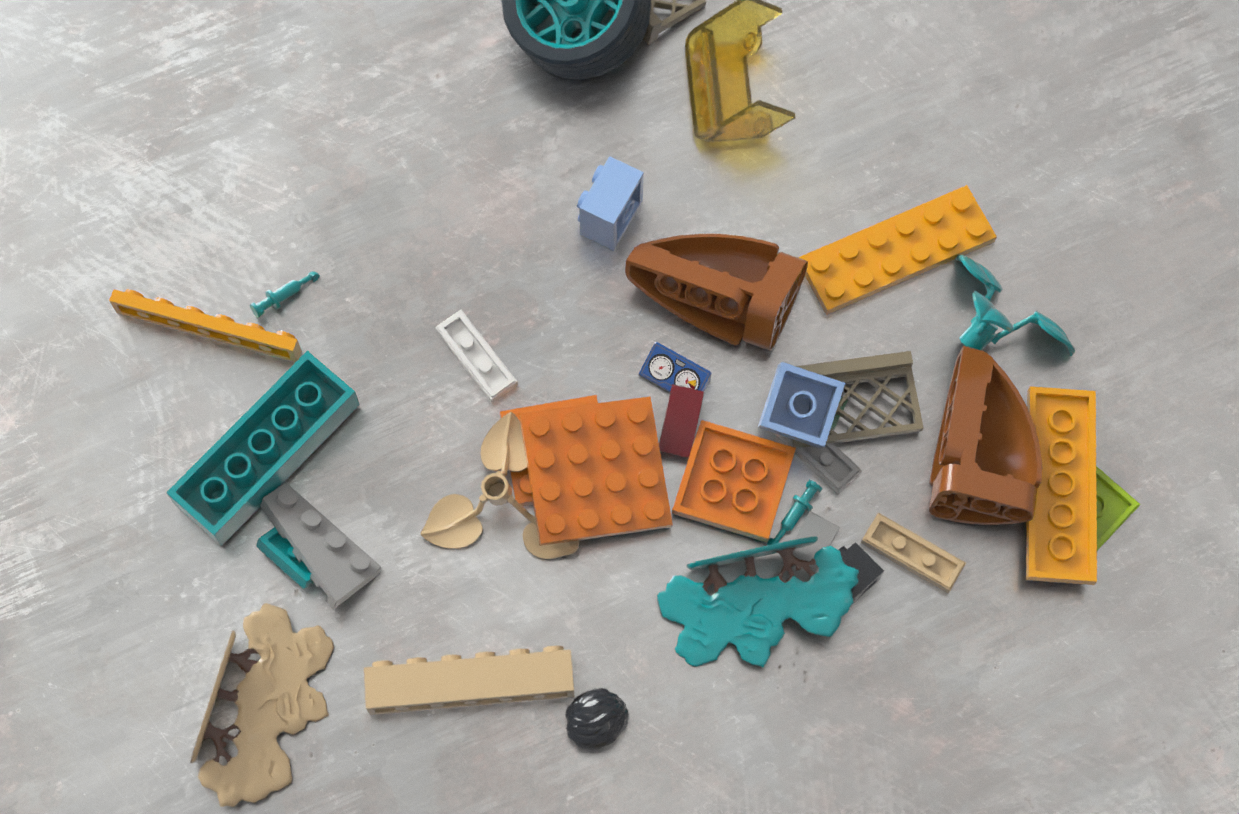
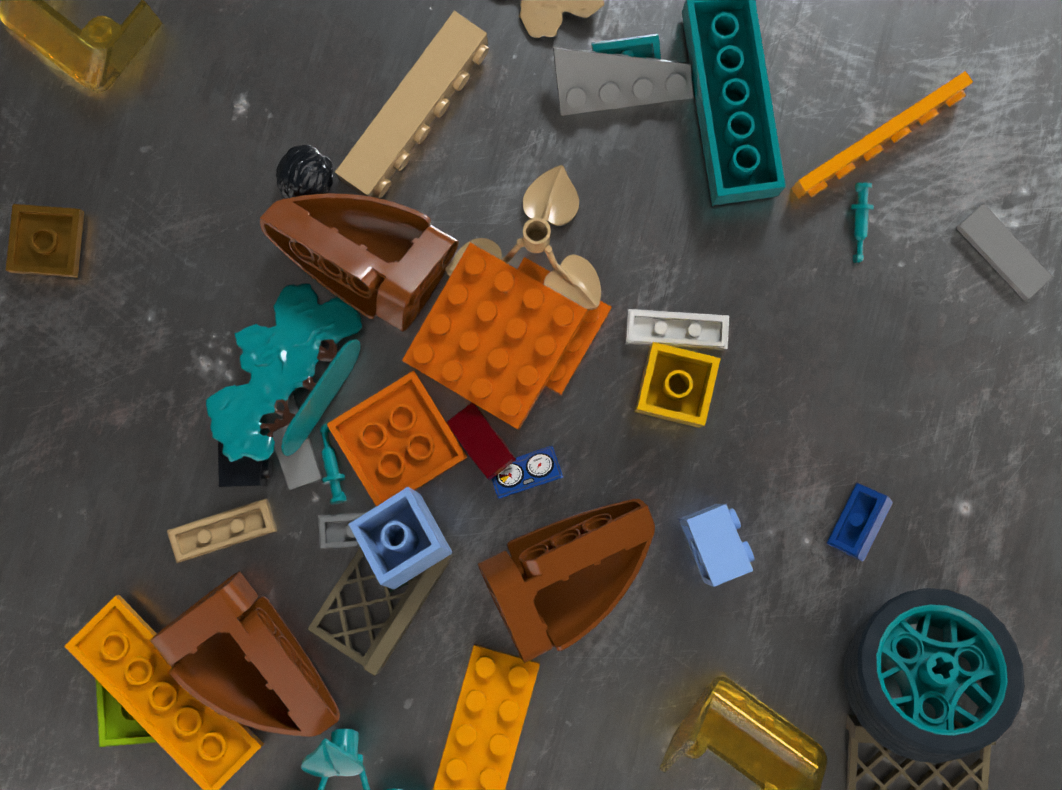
camera: 130 degrees right, 15 degrees up
(226, 183) = (1004, 252): none -> light grey tile
(508, 133) = (860, 522): none -> blue slope
(520, 317) = (677, 385): none -> yellow brick
(615, 616) = (363, 251): none -> dark orange panel

